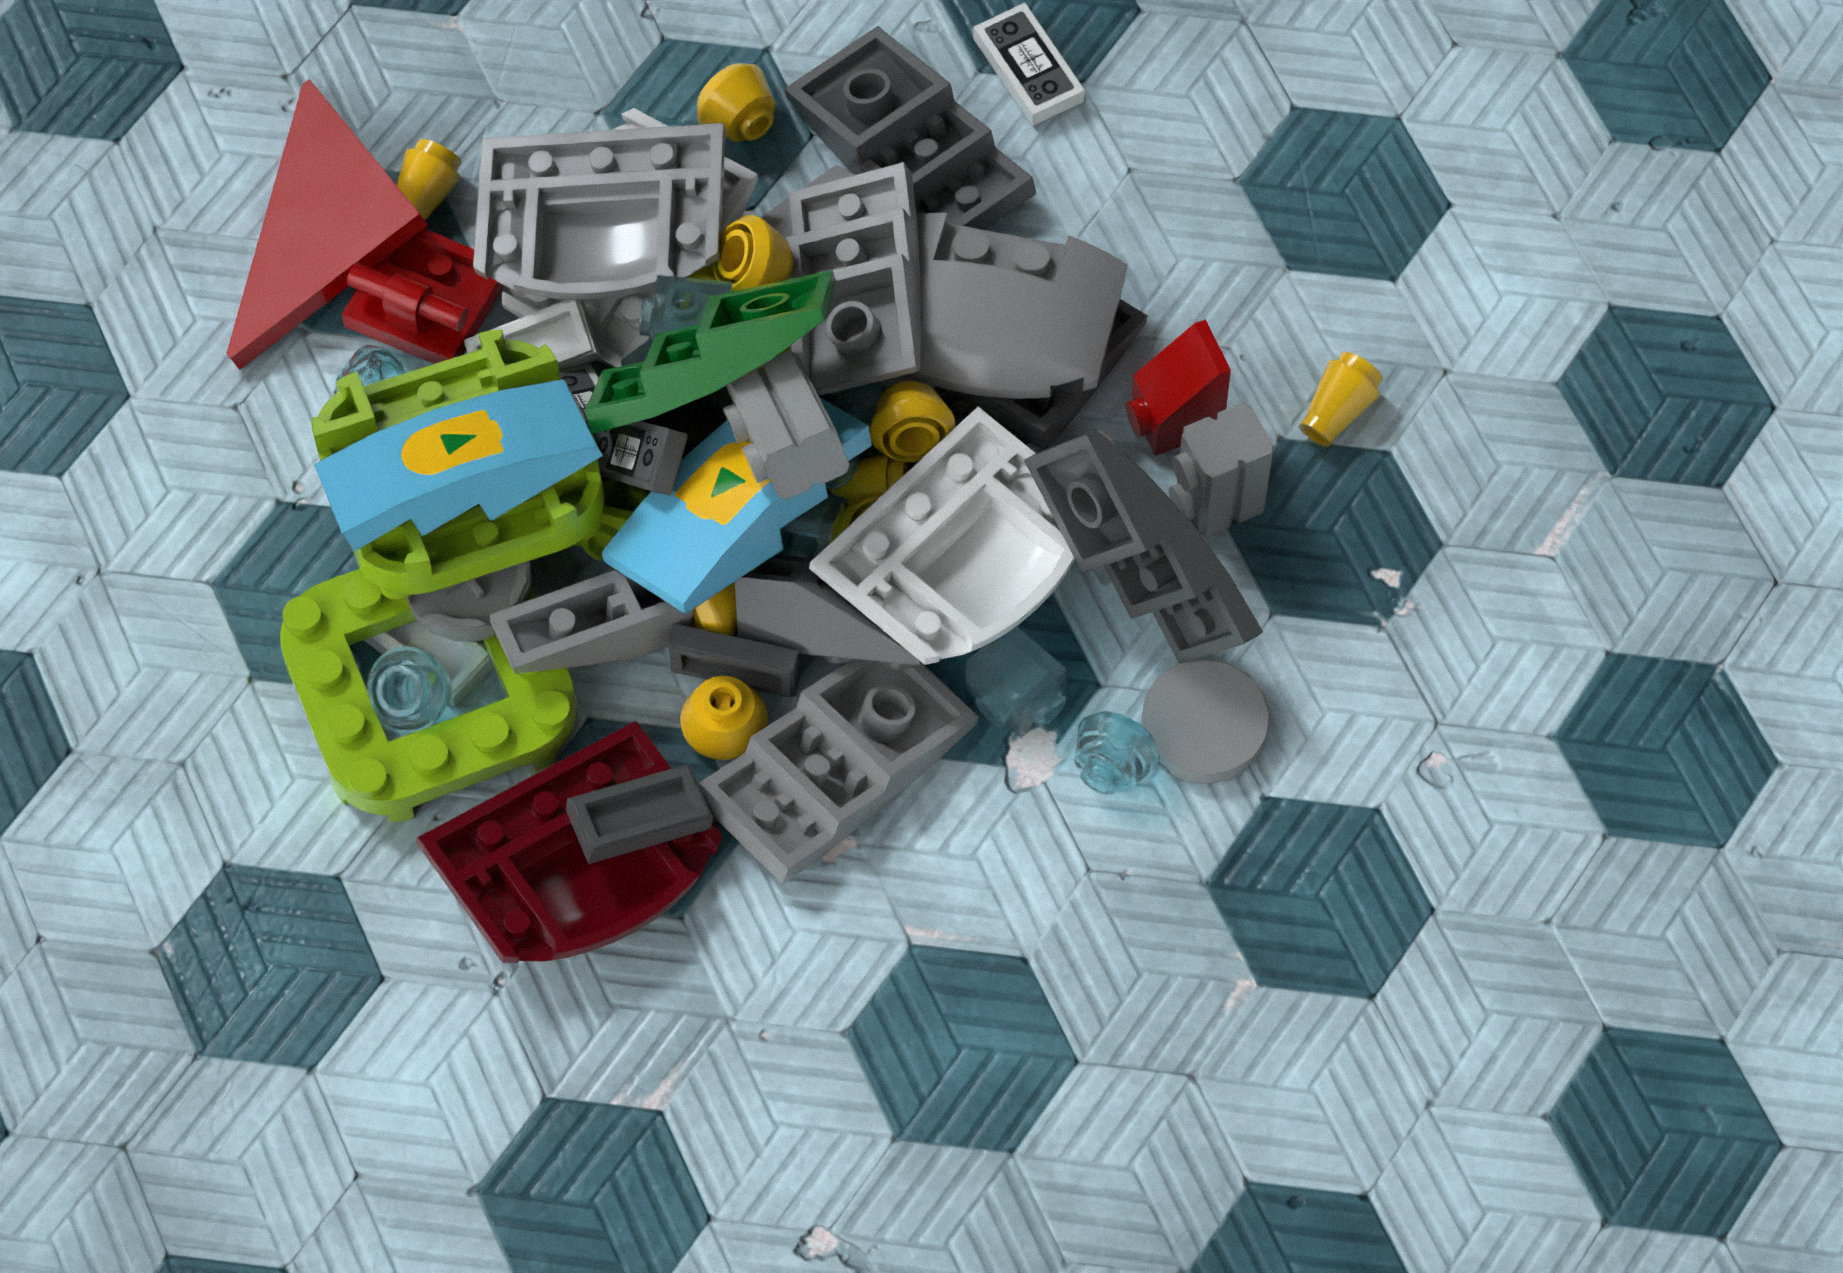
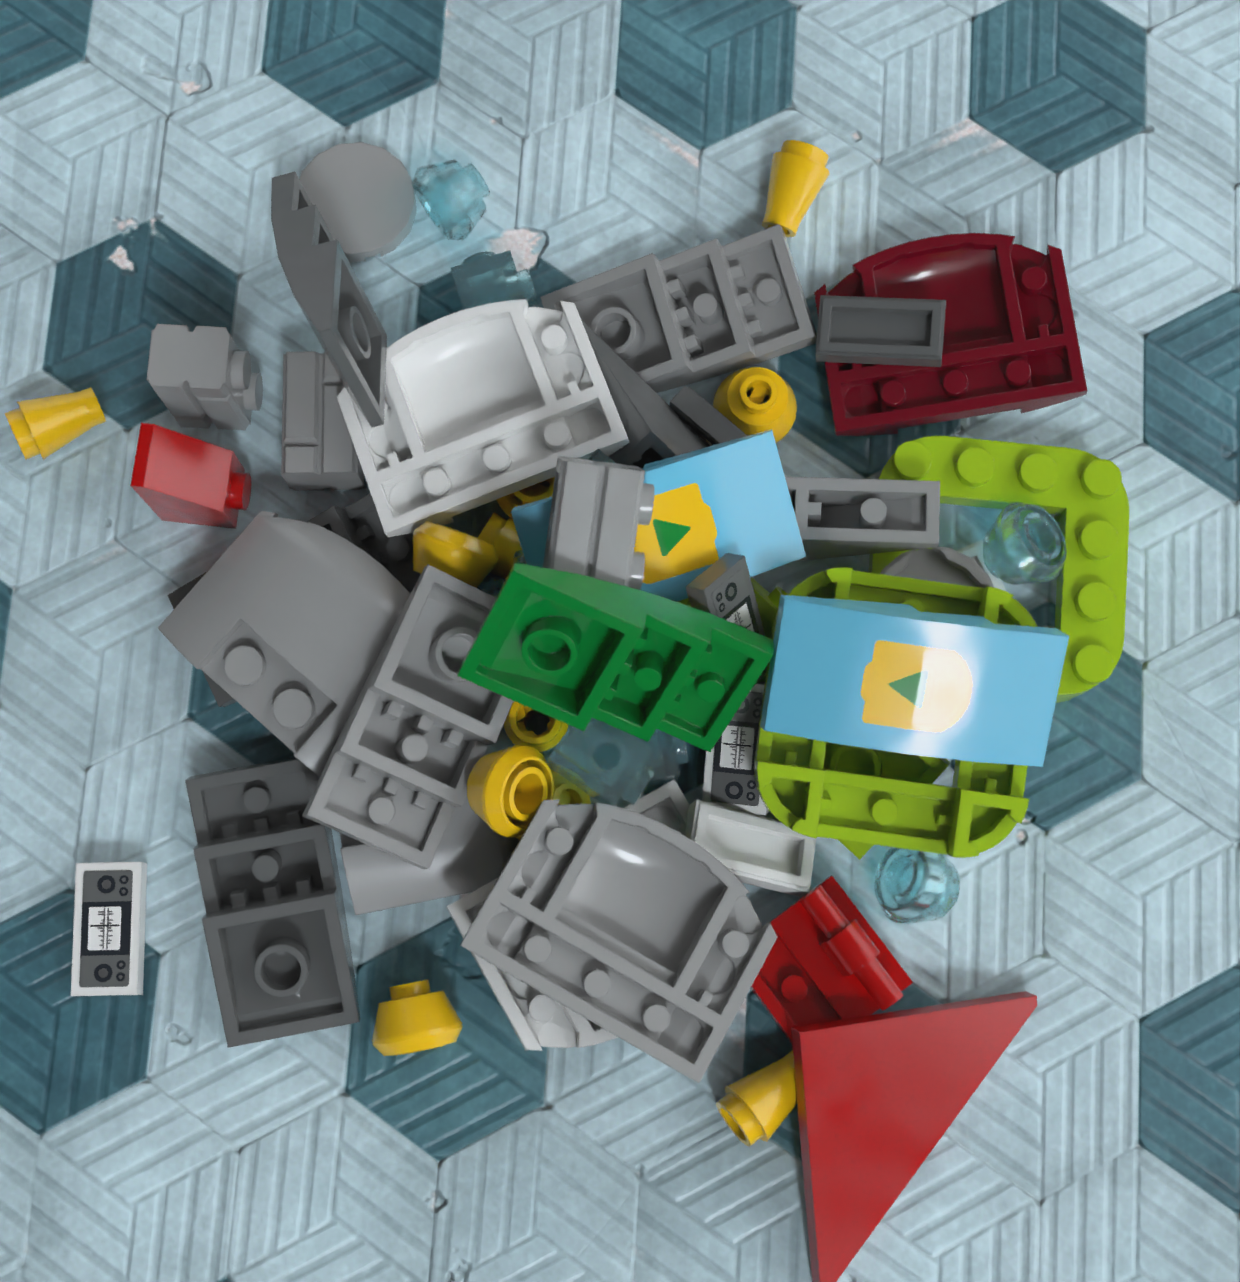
camera: 155 degrees left, 15 degrees up
(797, 934) = (793, 184): none -> yellow cone

